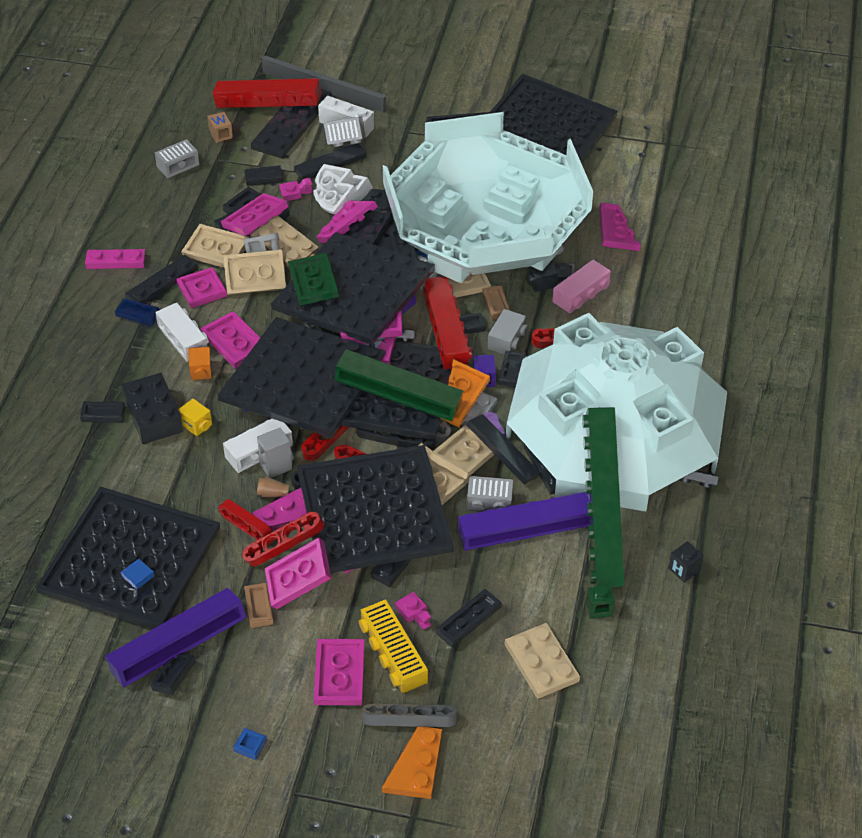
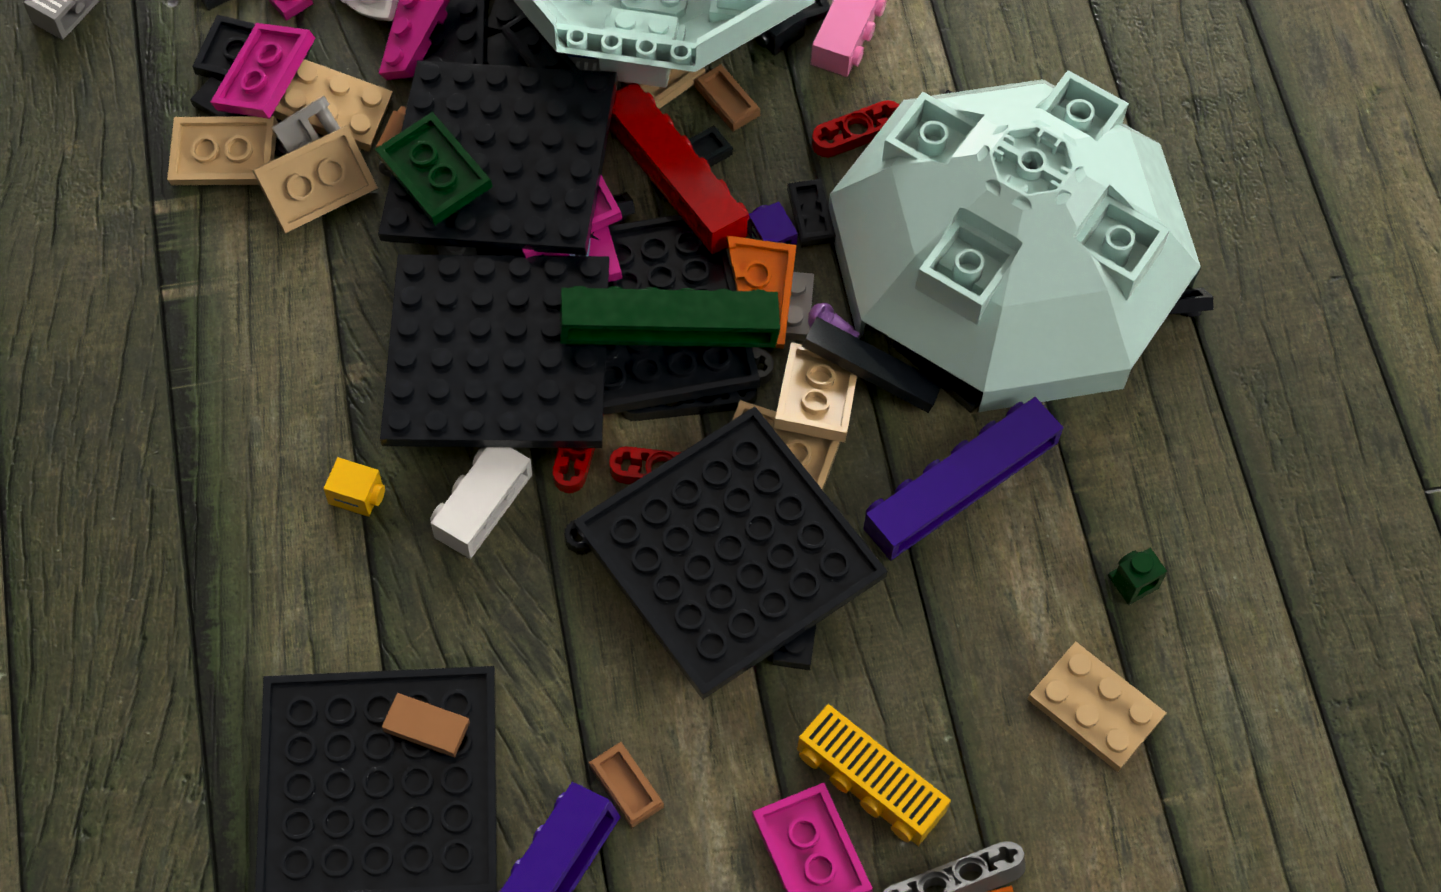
camera: 25 degrees left, 15 degrees up
(102, 411) = (189, 531): black tile -> none
(115, 258) = (56, 230): dark pink plate -> none
(136, 311) = (150, 321): clear blue plate -> none
(137, 574) = (413, 814): blue tile -> none
(152, 408) = (274, 497): black brick -> none
(162, 280) = (159, 246): black plate -> none
(167, 535) = (426, 724): none -> medium nougat tile
(180, 329) = (248, 333): white brick -> none
(200, 363) = (310, 383): orange brick -> none
(201, 287) = (234, 234): dark pink tile -> none
(231, 338) = (339, 316): dark pink plate -> none
(243, 519) = (532, 645): red beam -> none
(271, 488) = (543, 569): medium nougat cone -> none
(275, 452) = (524, 507): light grey brick -> none
(282, 510) = (581, 604): dark pink wing -> none
(284, 541) = (612, 655): red beam -> none
(297, 573) = (671, 713): dark pink plate -> none
(413, 608) = (865, 695): dark pink plate -> none
(468, 618) = (958, 679): black plate -> none
(489, 493) = (888, 452): light grey brick -> none
(507, 332) = (774, 148): light grey brick -> none
(604, 497) = (1085, 408): dark green brick -> none
(685, 561) = (1228, 458): black brick -> none

